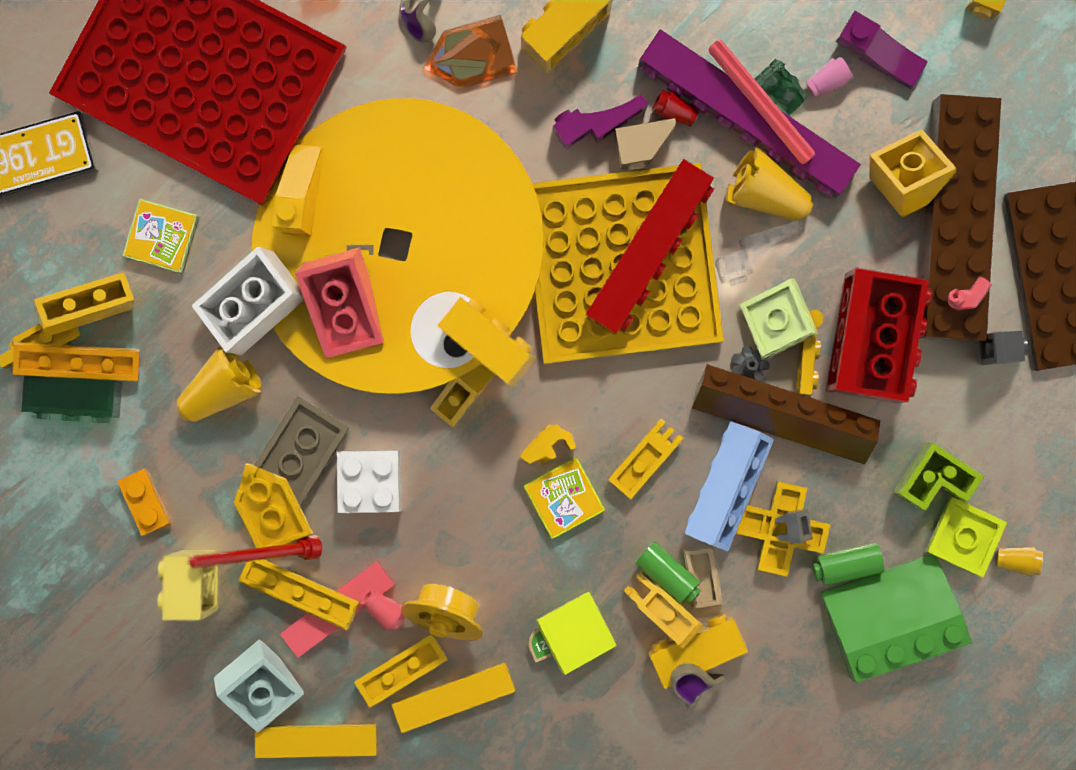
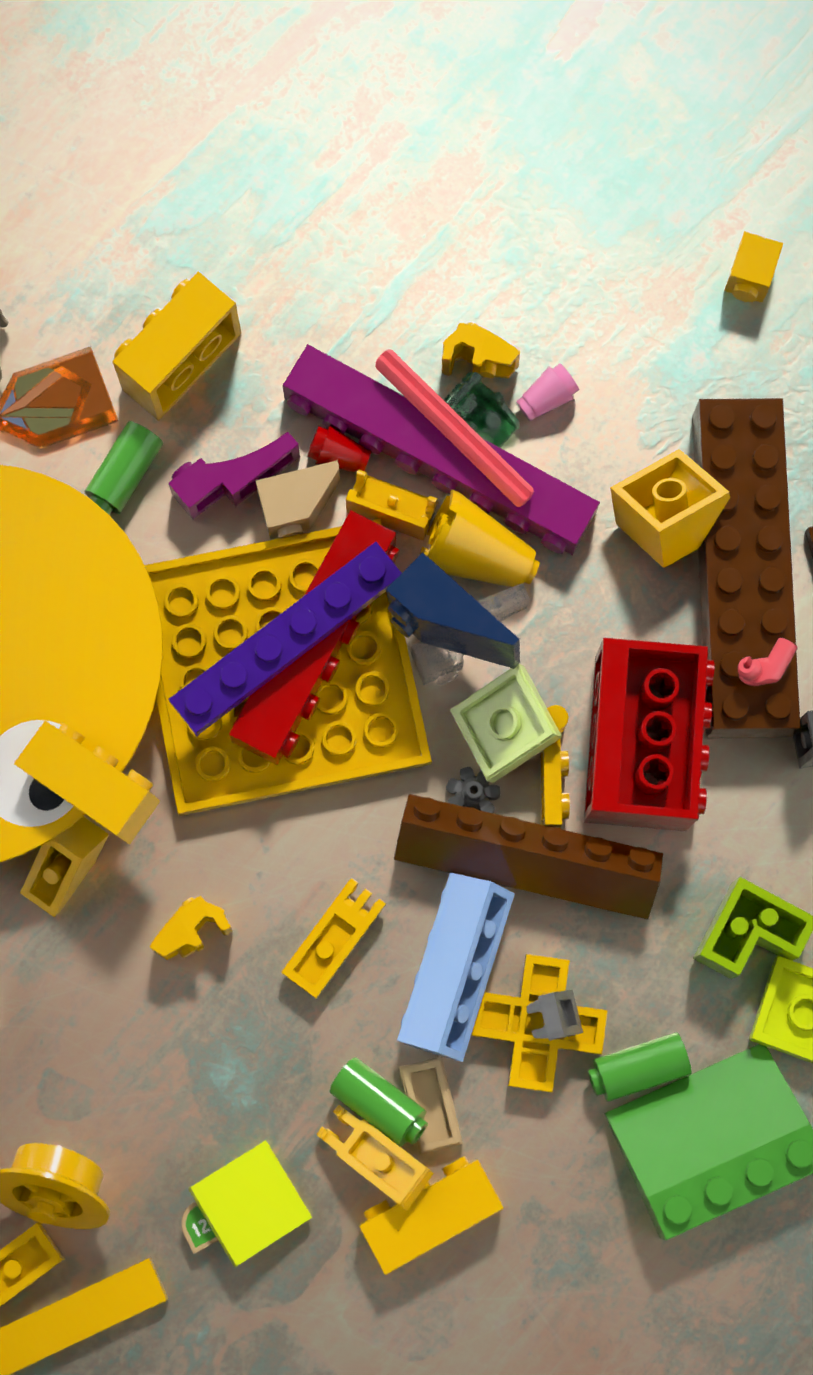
camera: 10 degrees left, 10 degrees down
(520, 109) = (123, 467): none -> bright green brick
(564, 497) = (220, 1005): tile -> none
(631, 249) = (285, 639): none -> dark purple plate
(691, 681) = (422, 1261): piece -> none
(710, 152) = (391, 504): none -> yellow hinge
(744, 241) = (447, 616): none -> dark blue slope
(789, 44) = (483, 349): none -> yellow hand
(881, 50) = (612, 351): magenta slope -> none

